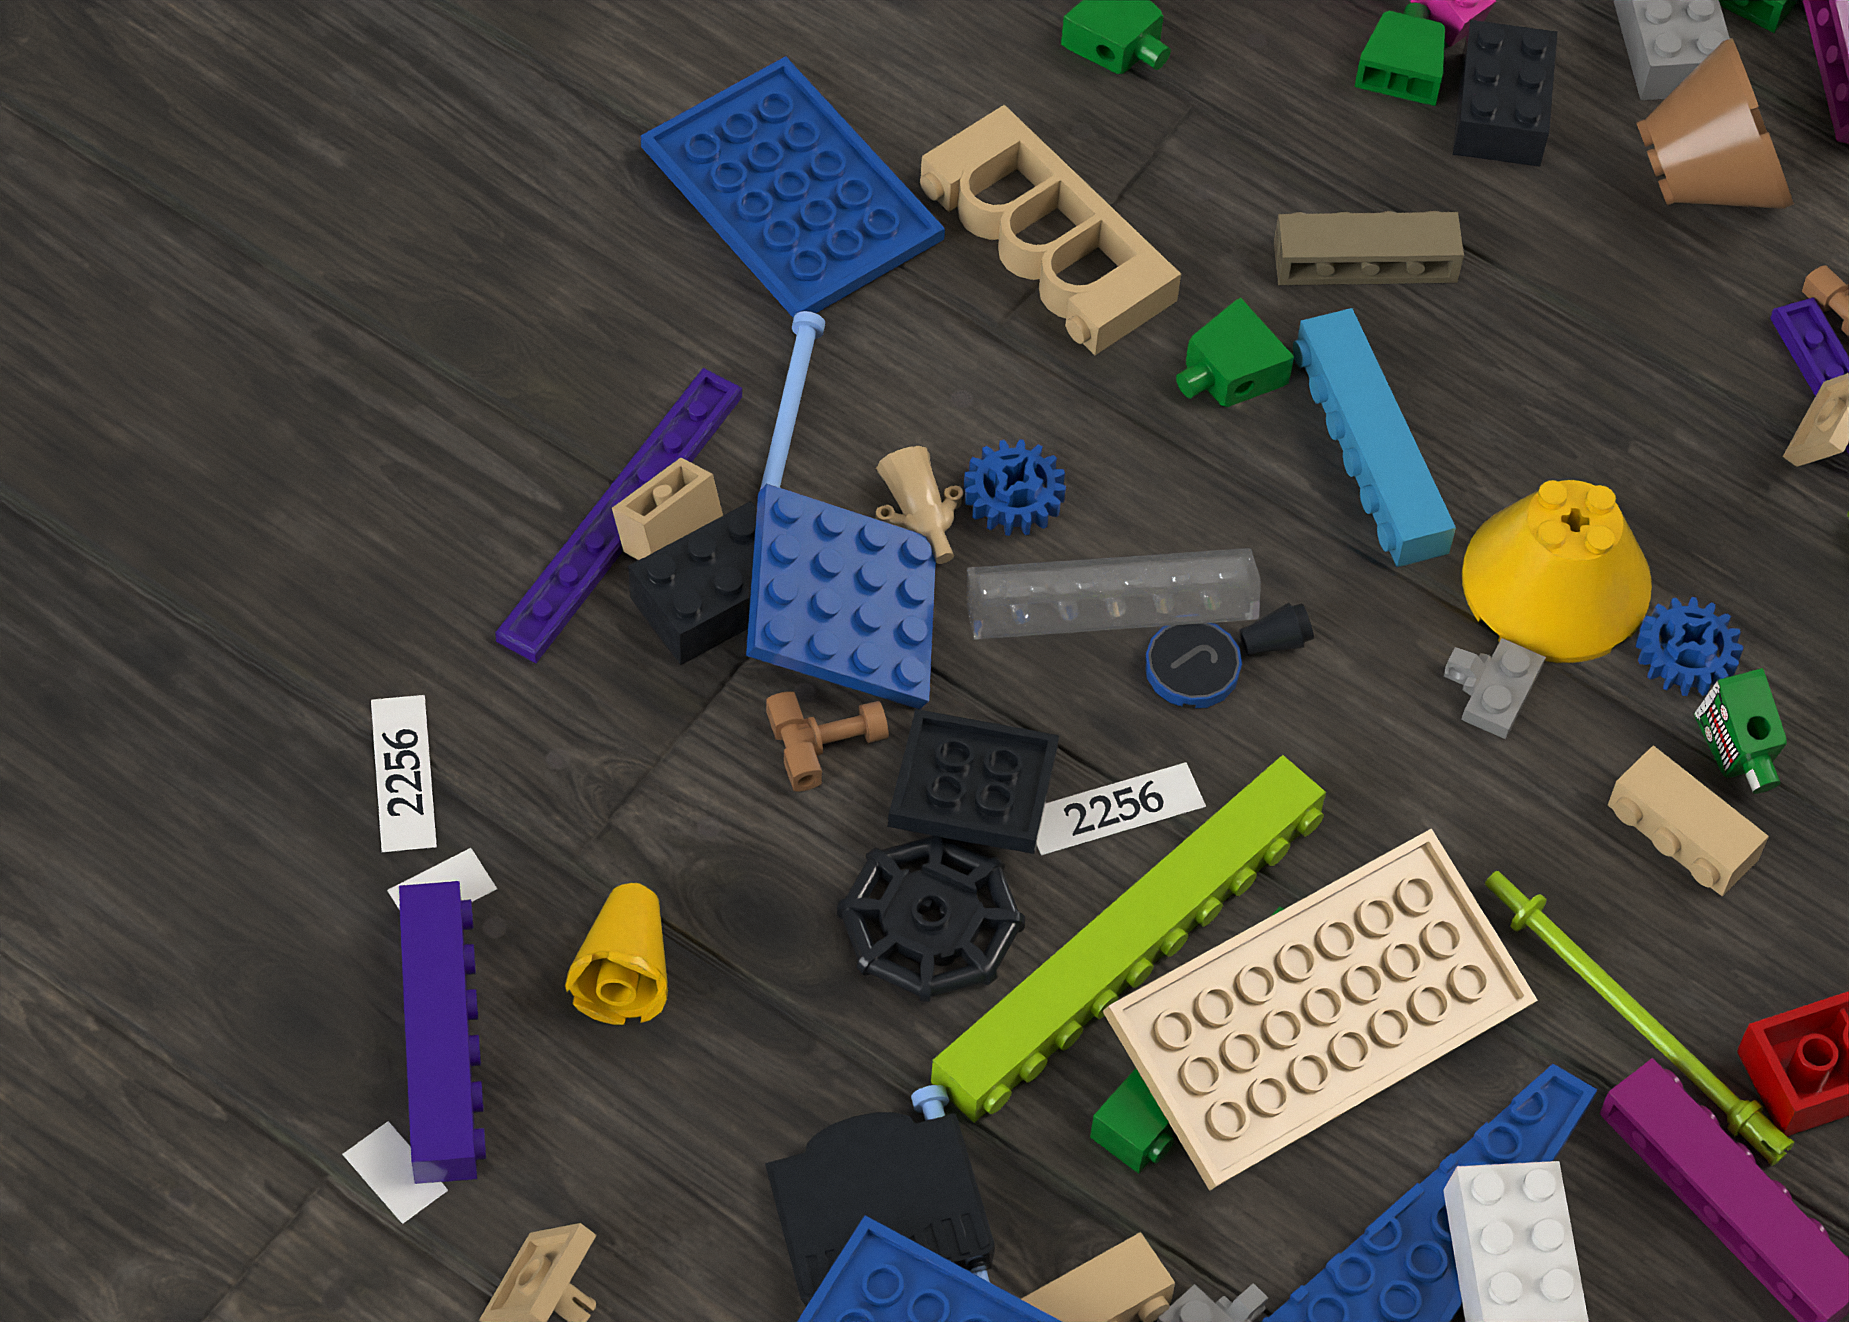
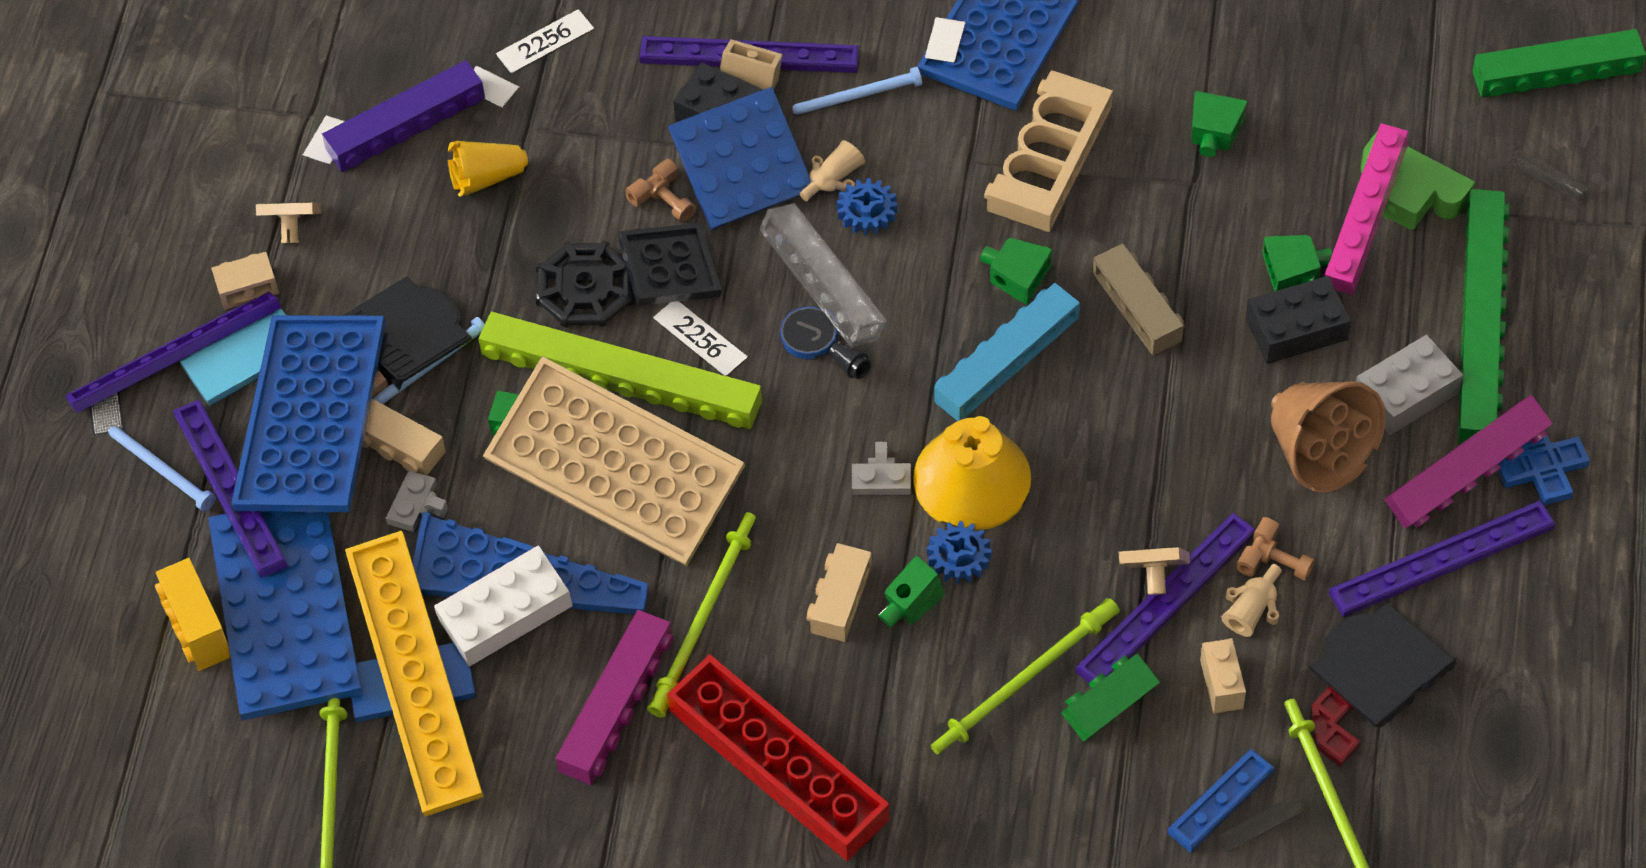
camera: 70 degrees right, 0 degrees up
(772, 257) = (945, 39): none -> white sticker

